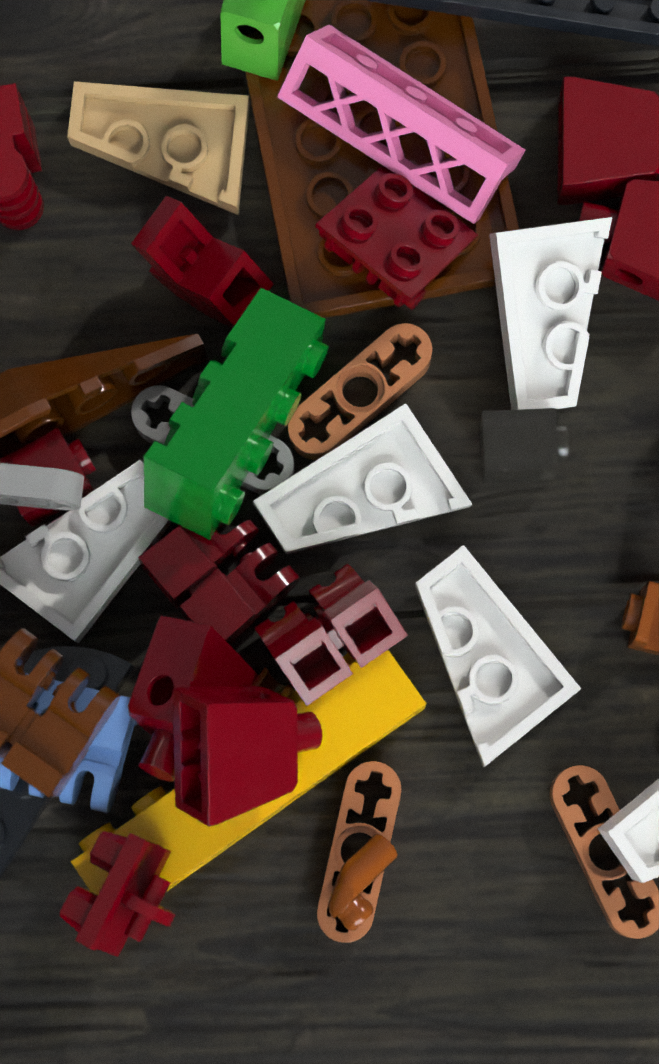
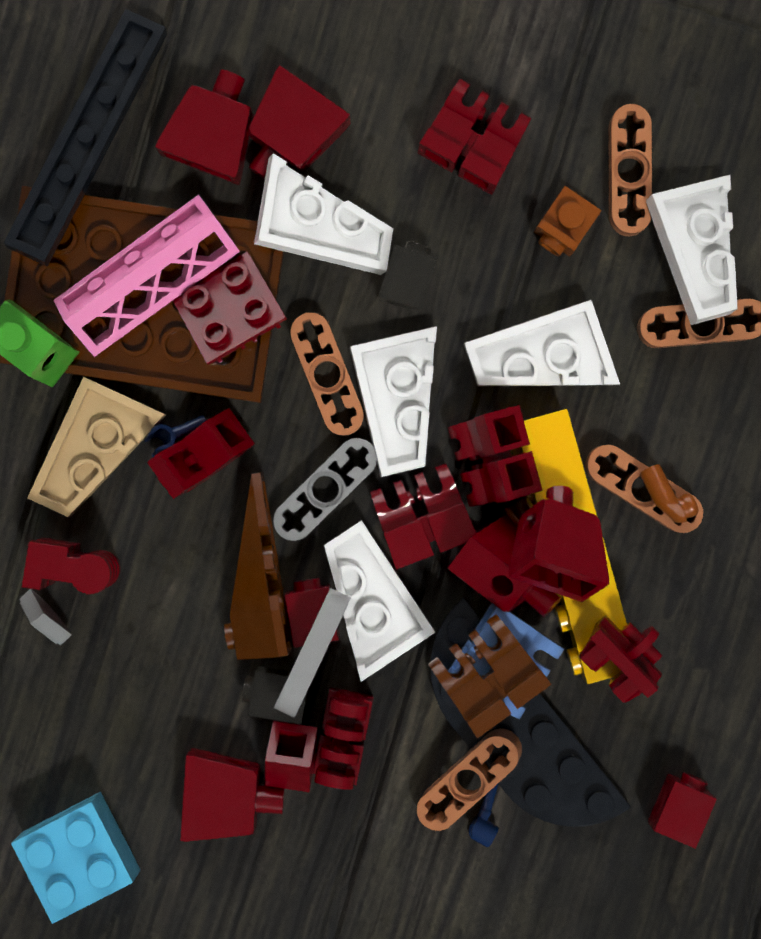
camera: 75 degrees left, 10 degrees up
(214, 219) = (170, 435): none -> dark blue hand
(234, 411) = (319, 467): green wedge -> none

